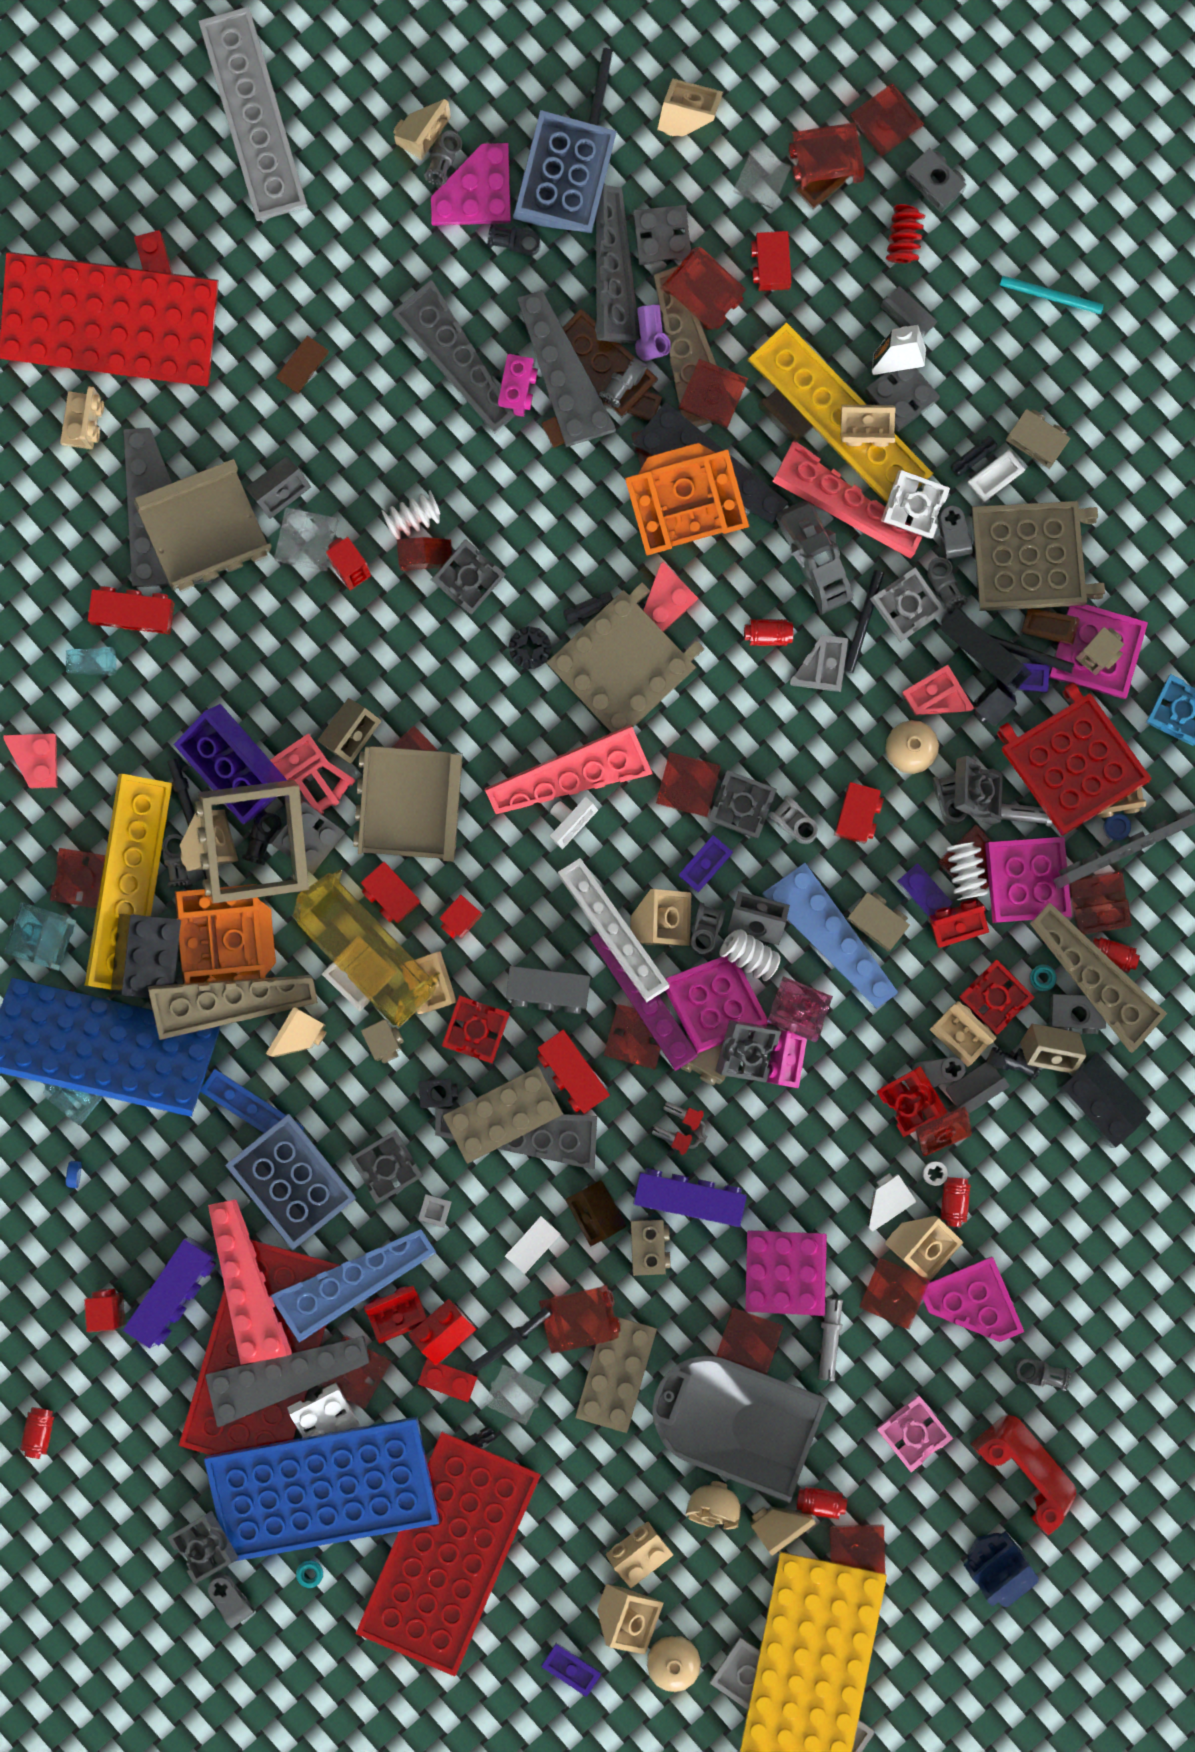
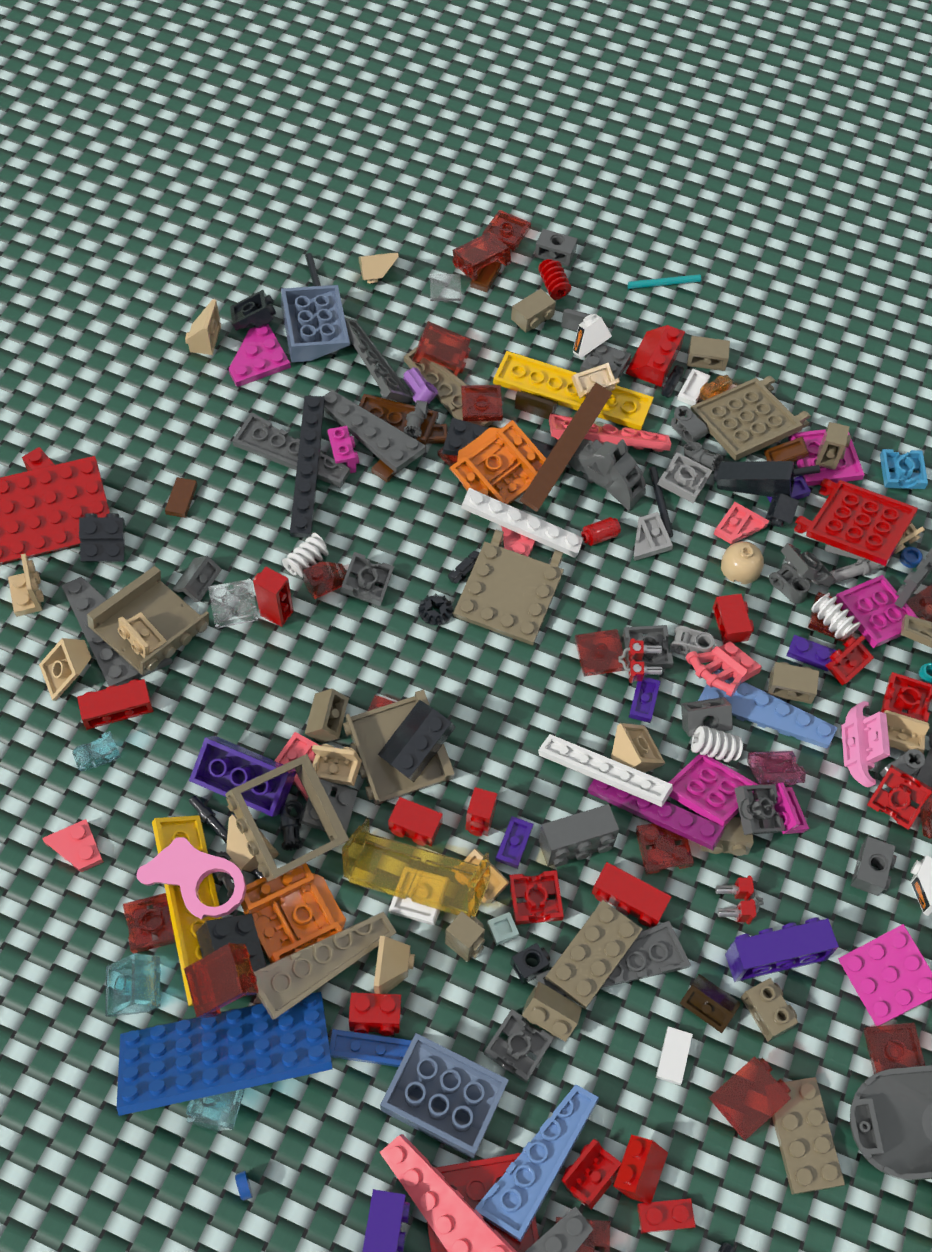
camera: 25 degrees left, 25 degrees down
(93, 541) = (64, 665): none -> tan slope
(121, 982) = (220, 979): none -> clear red panel
(132, 847) = (187, 867): none -> bright pink animal
(187, 544) = (141, 634): none -> tan bracket
(189, 390) = (102, 538): none -> black plate
(252, 113) = (82, 367): light grey plate -> none
(262, 1072) = (375, 1013): none -> red bracket
(329, 799) = (336, 764): none -> tan bracket
(426, 809) = (417, 740): none -> black slope
(427, 1045) = (503, 928): none -> light aqua plate
(431, 1152) = (552, 1011): none -> dark tan brick
(434, 1210) = (578, 1064): light grey plate -> none
(440, 151) = (226, 337): dark grey connector -> none
(465, 390) = (307, 467): none -> black plate
(483, 961) = (514, 842): none -> dark purple plate
(494, 121) = (255, 308): none -> black plate
(512, 239) = (297, 372): black connector -> none
(514, 1394) = (730, 1200): clear piece -> none
(518, 1335) = (703, 1148): black sword -> none
(571, 820) = (528, 710): white tile -> none
(587, 767) = (526, 664): coral wing -> none
(662, 241) = (397, 334): dark grey brick -> none
(678, 584) = (522, 522): none -> white plate
(706, 927) = (671, 740): dark grey piece -> none
(710, 833) = (635, 652): none -> piece
(773, 261) = (478, 322): red brick -> none
(779, 509) = (565, 447): none -> reddish brown tile
(825, 1162) = (864, 875): none -> dark grey brick
(827, 866) = (731, 660): none -> coral plate
(851, 275) = (533, 310): none -> dark tan brick
(913, 1023) = (864, 742): none -> bright pink plate
(920, 505) = (656, 414): white brick -> none
(973, 408) = (656, 354): none -> red slope
(1008, 495) = (720, 385): none -> clear orange plate

